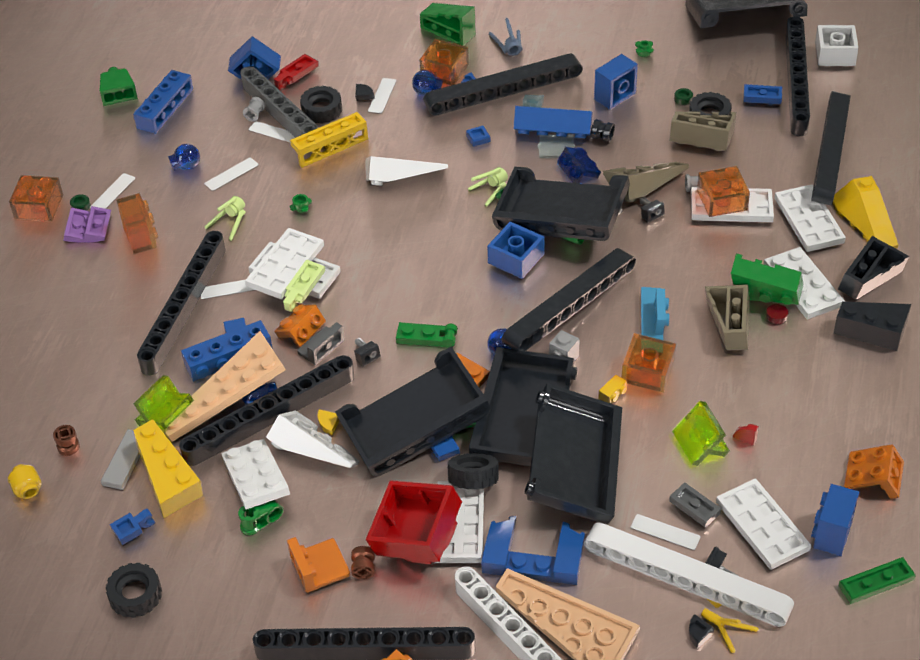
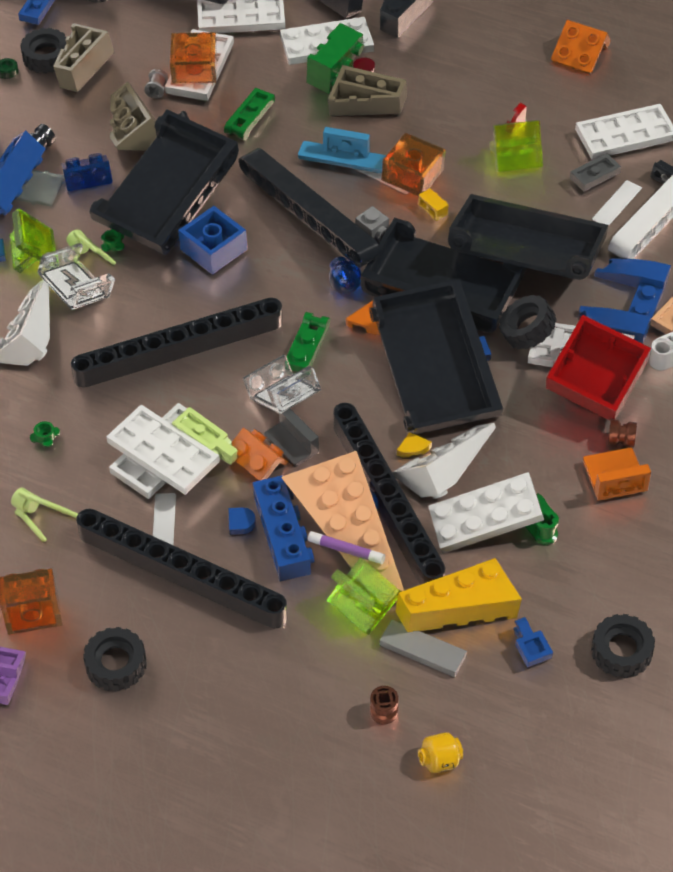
camera: 80 degrees left, 5 degrees up
(102, 295) = (107, 640): none -> black tyre
(190, 404) = (346, 547): none -> medium lavender bar
(366, 352) = (322, 398): black piece -> none
(369, 323) = (280, 388): none -> clear panel
(406, 256) = (176, 342): none -> black beam
(452, 180) = (72, 279): none -> clear panel
(485, 148) = (29, 240): none -> clear neon green bracket
(682, 247) = (249, 113): none -> green plate
(834, 519) = (642, 76): blue brick -> none

